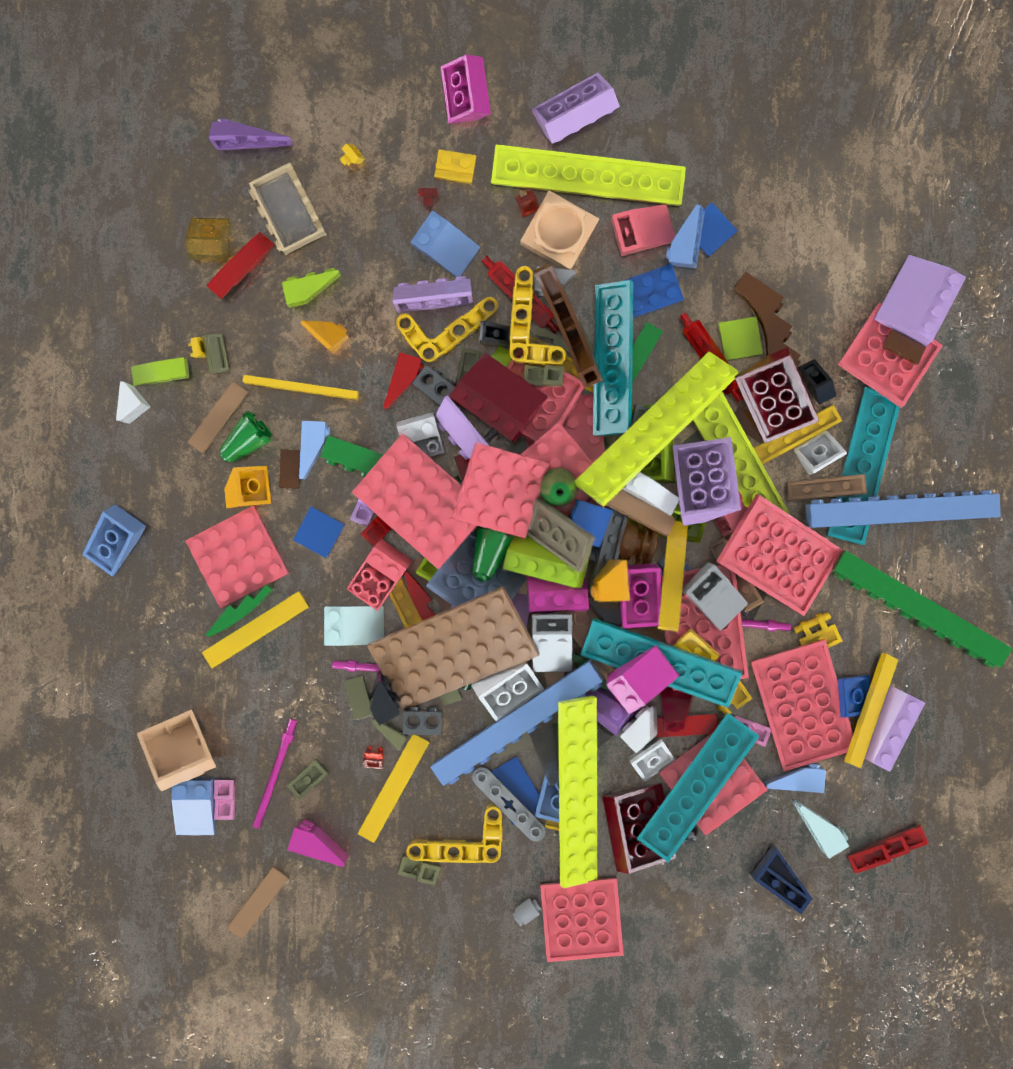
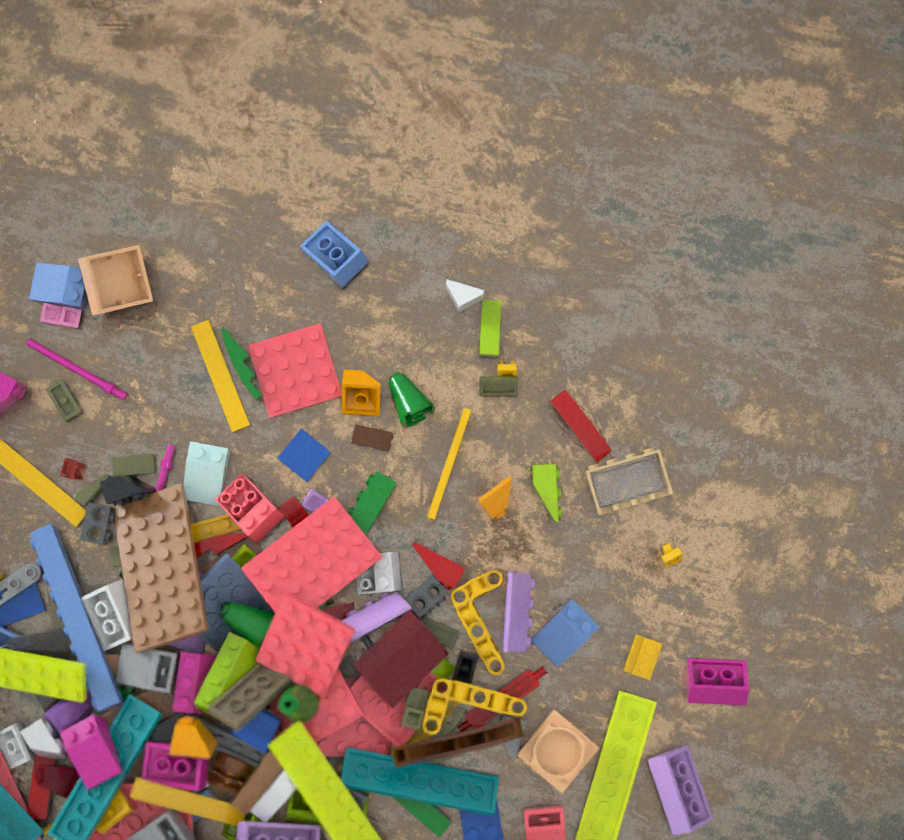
camera: 105 degrees right, 5 degrees down
(208, 238) = (613, 399): clear yellow slope -> none
(218, 417) = (435, 376): medium nougat tile -> none
(233, 135) = (710, 444): medium lavender wedge -> none
(312, 442) = (395, 466): light blue slope -> none
(427, 193) = (619, 624): clear red tile -> none
(527, 203) = (592, 724): clear red tile -> none

